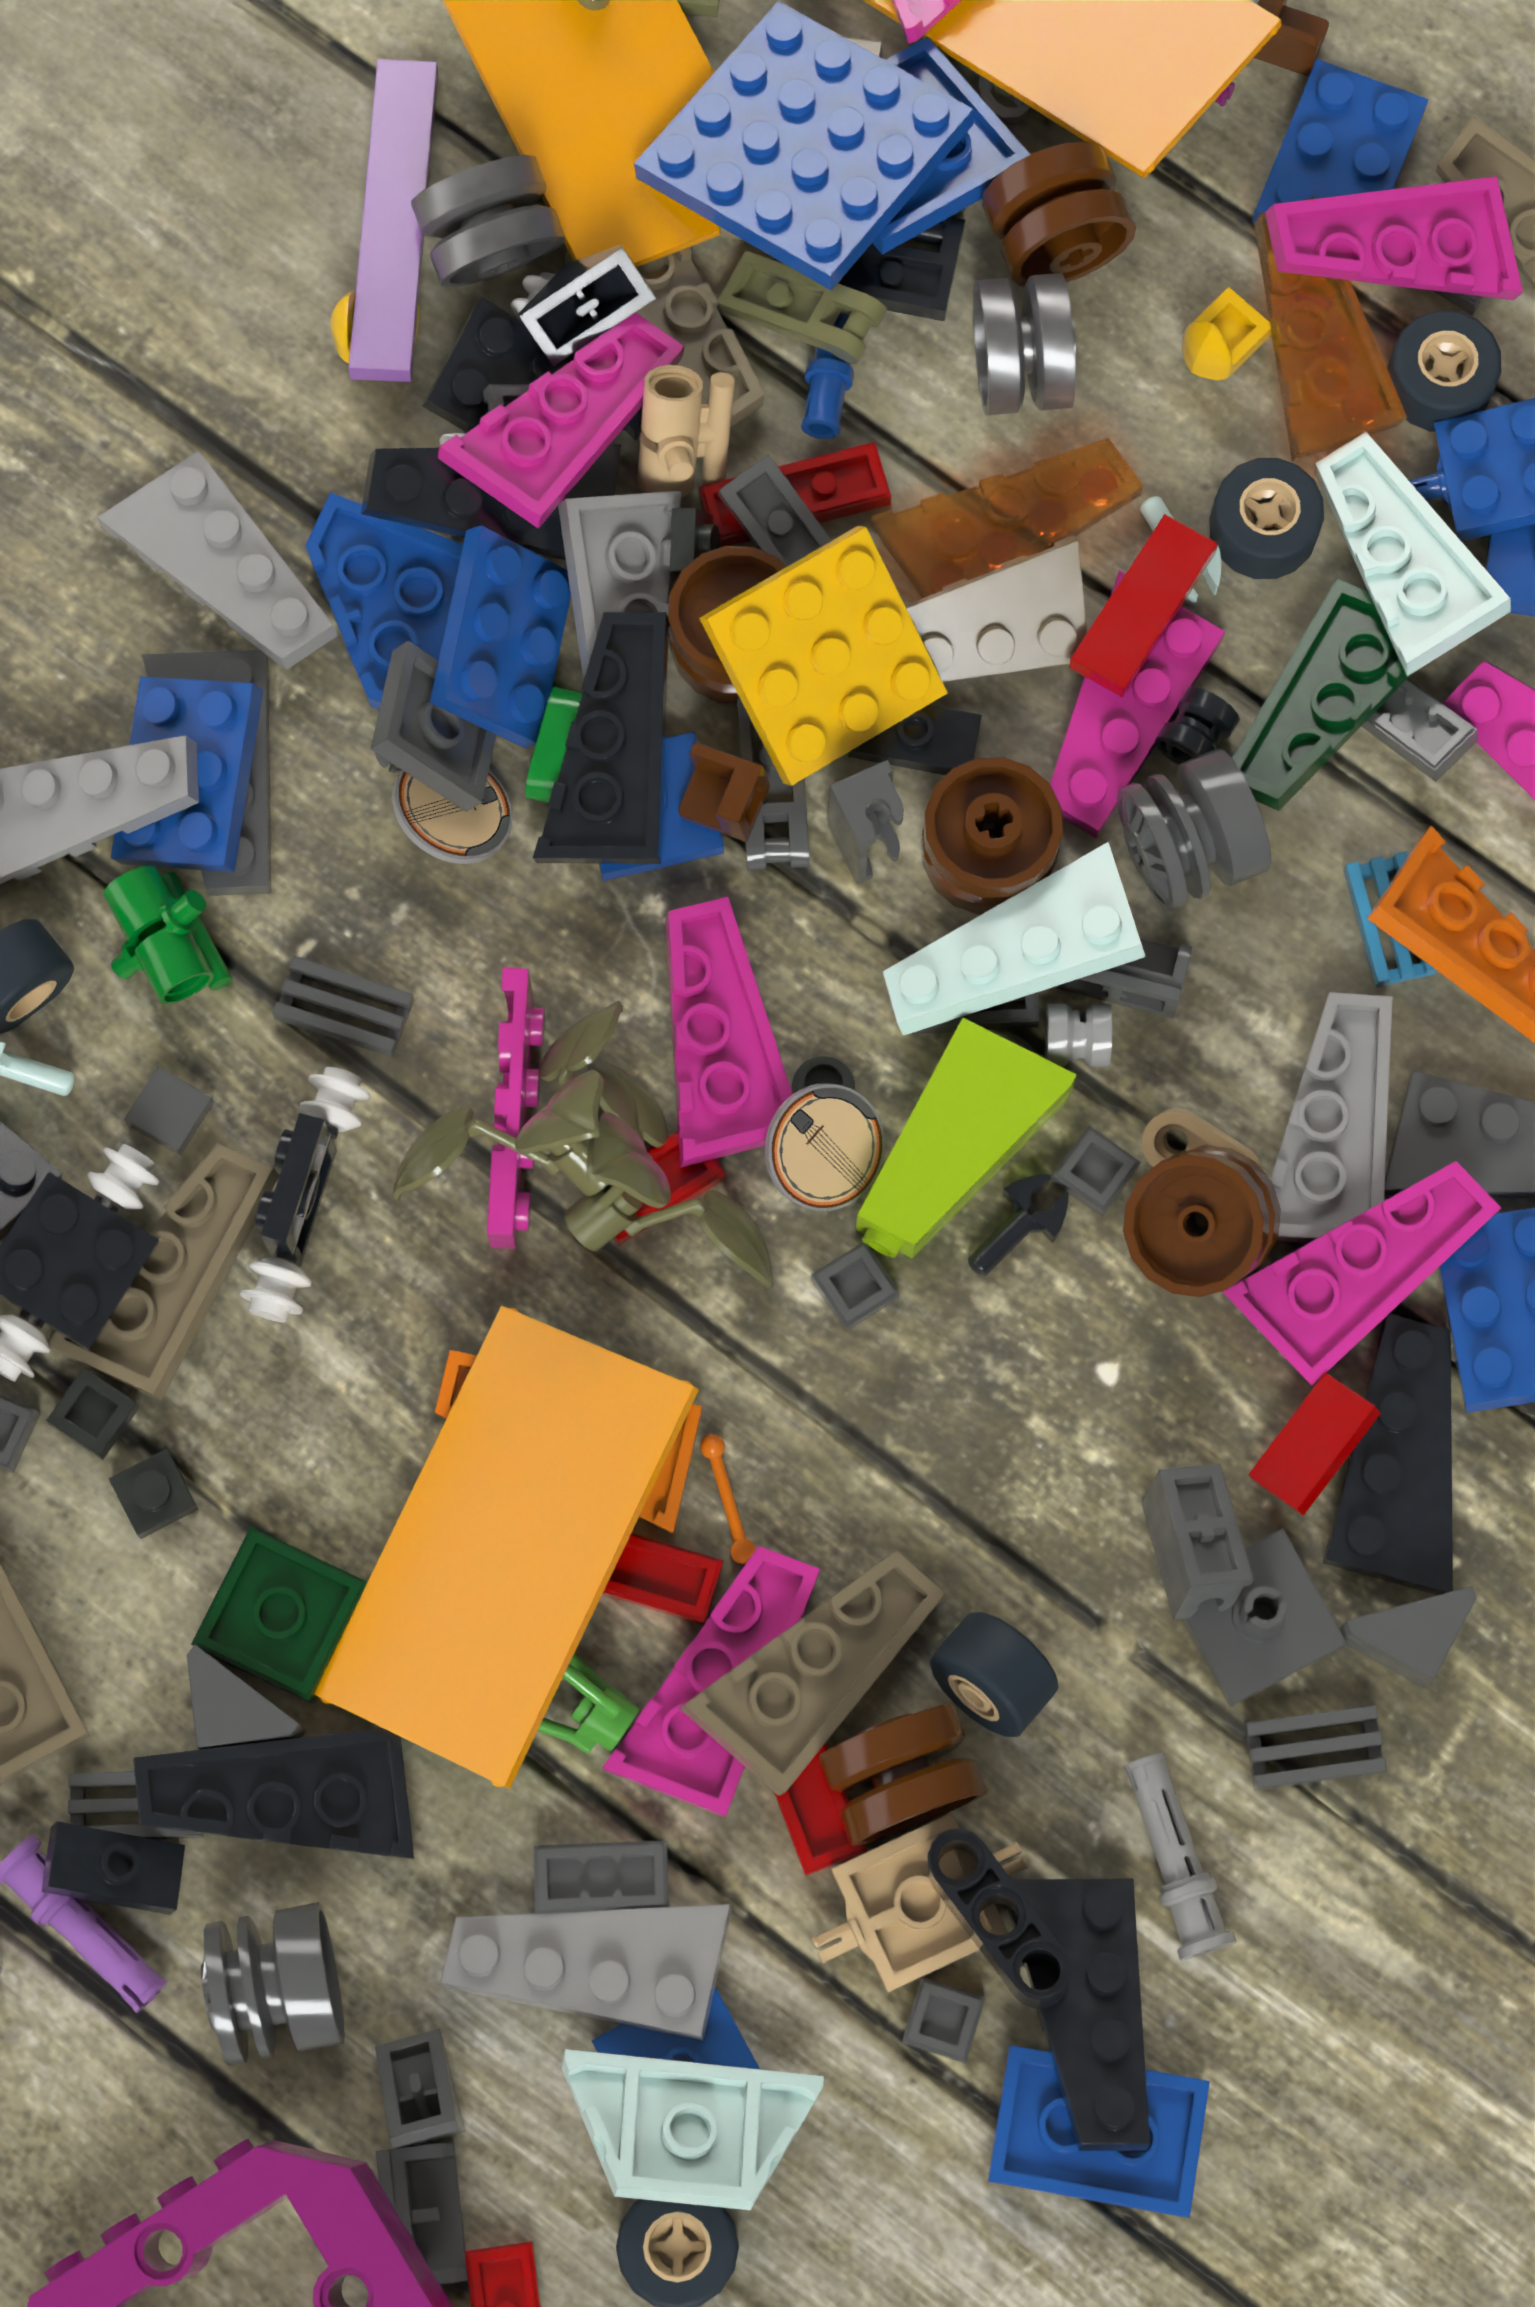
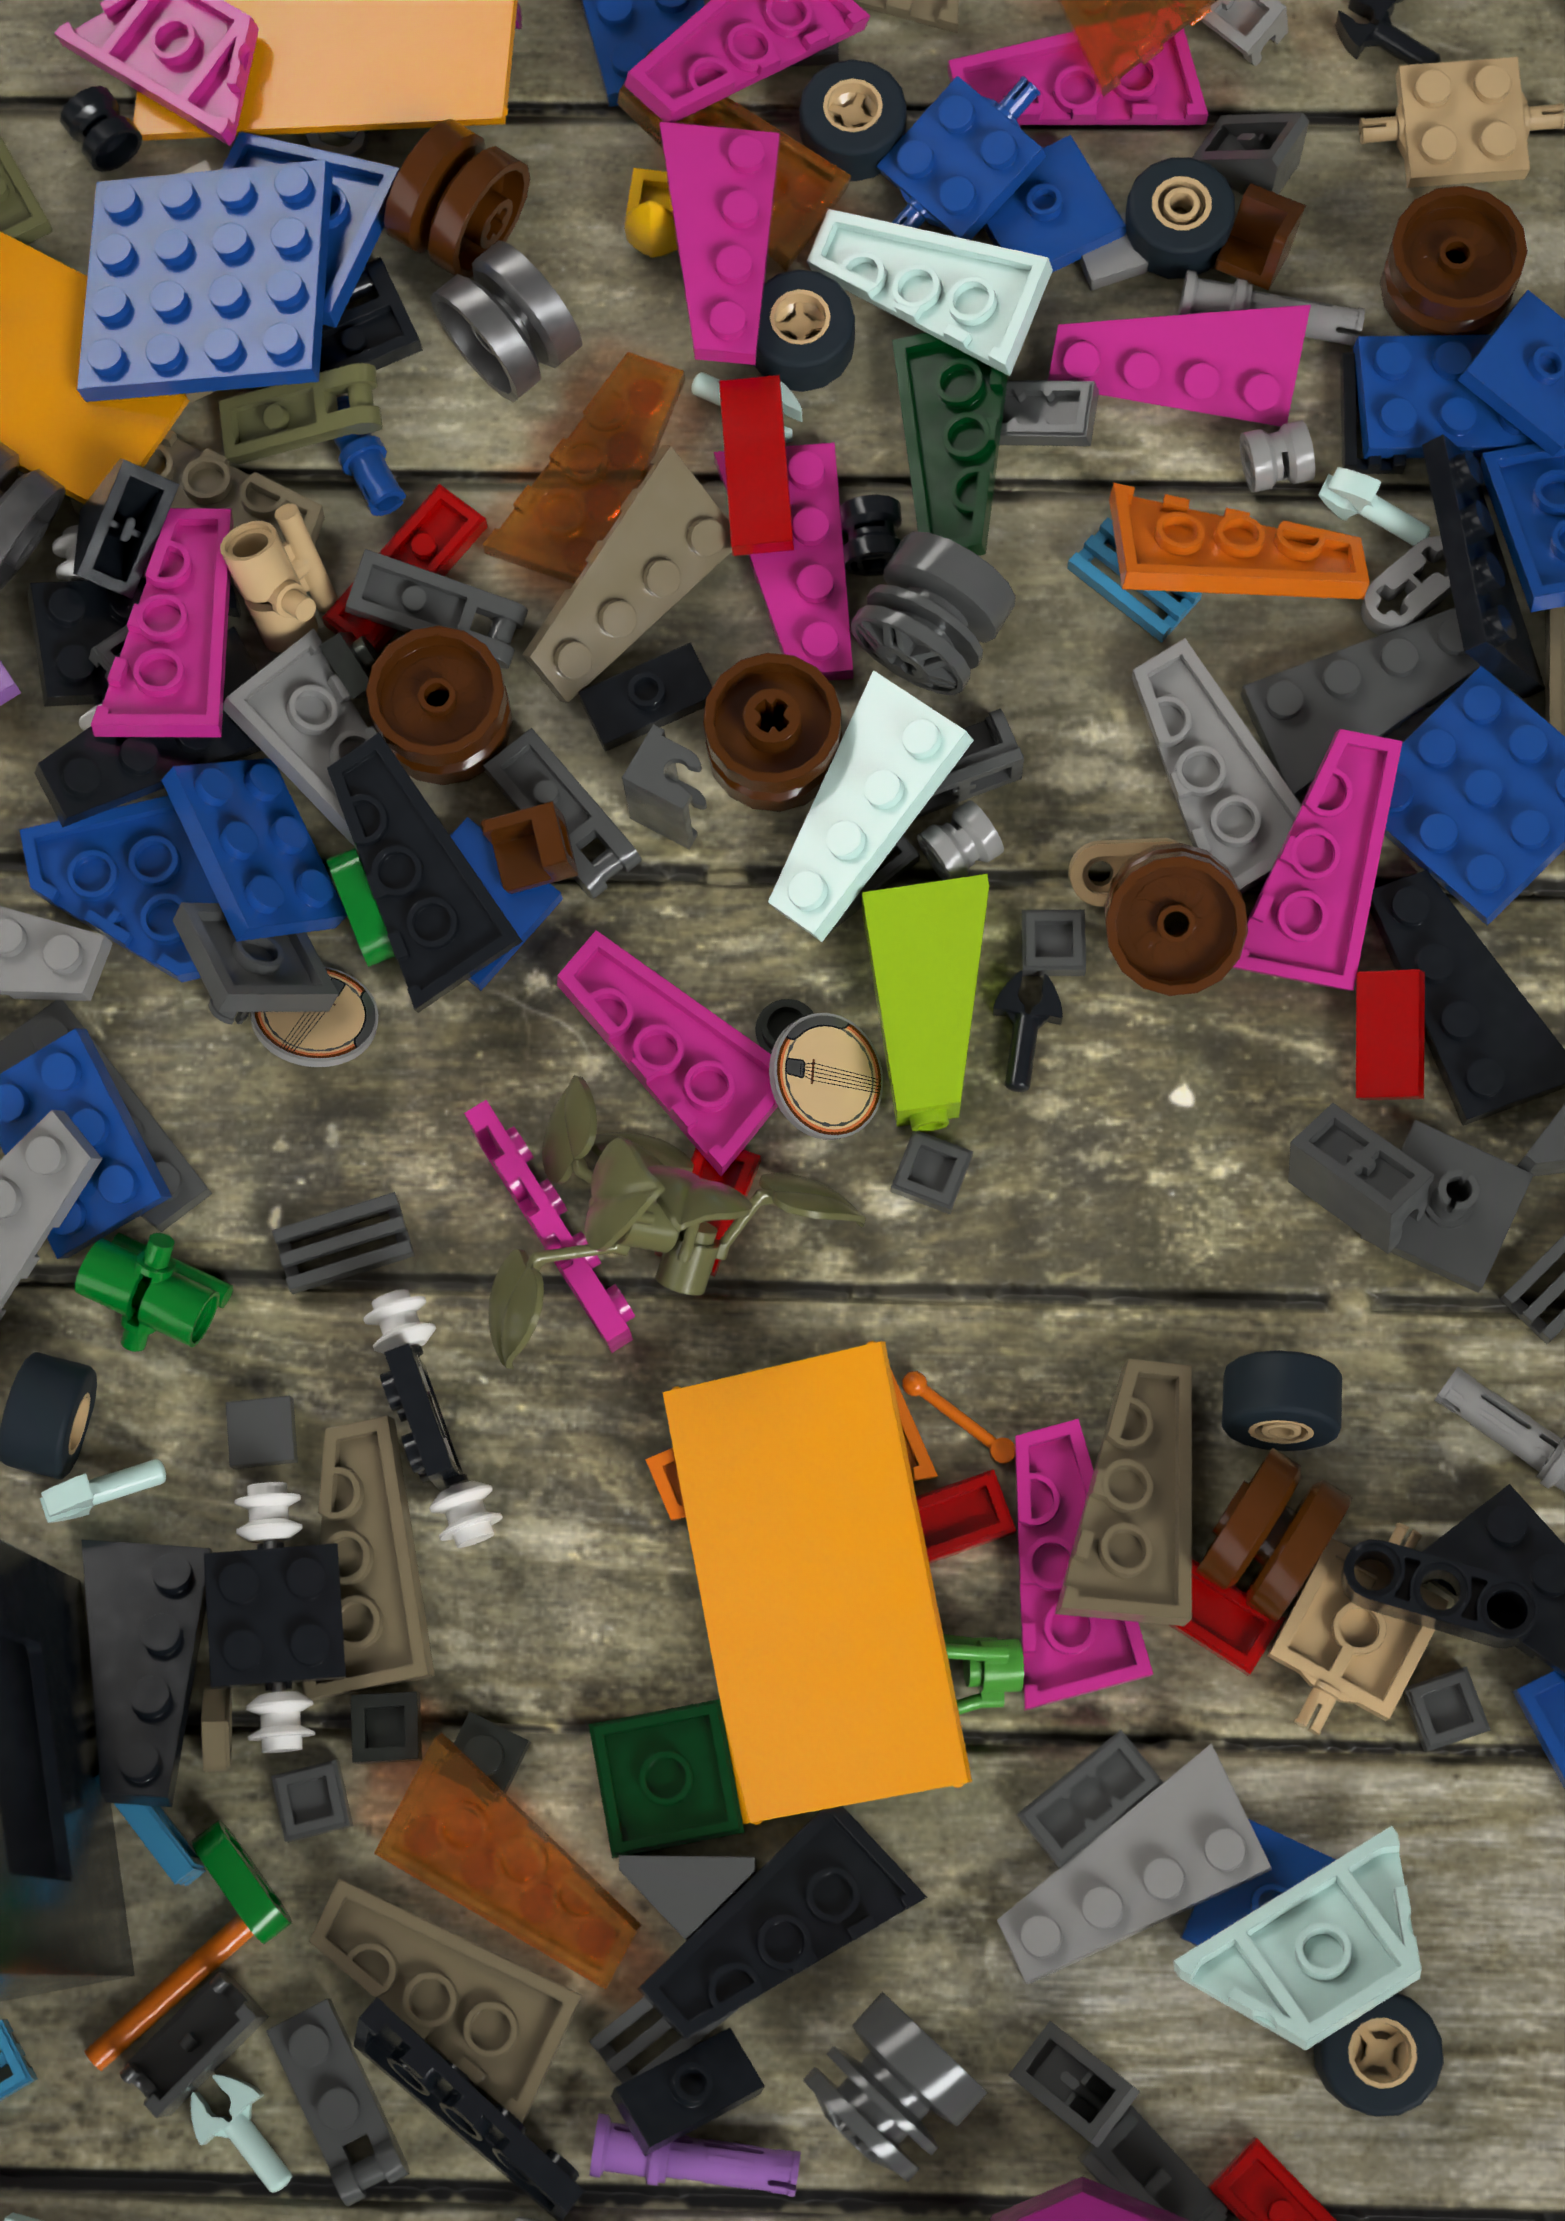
camera: 30 degrees left, 0 degrees up
(100, 1580) = (497, 1862): none -> clear orange wing
(824, 655) = (534, 678): yellow plate -> none
(1263, 382) = (722, 220): none -> dark pink wing

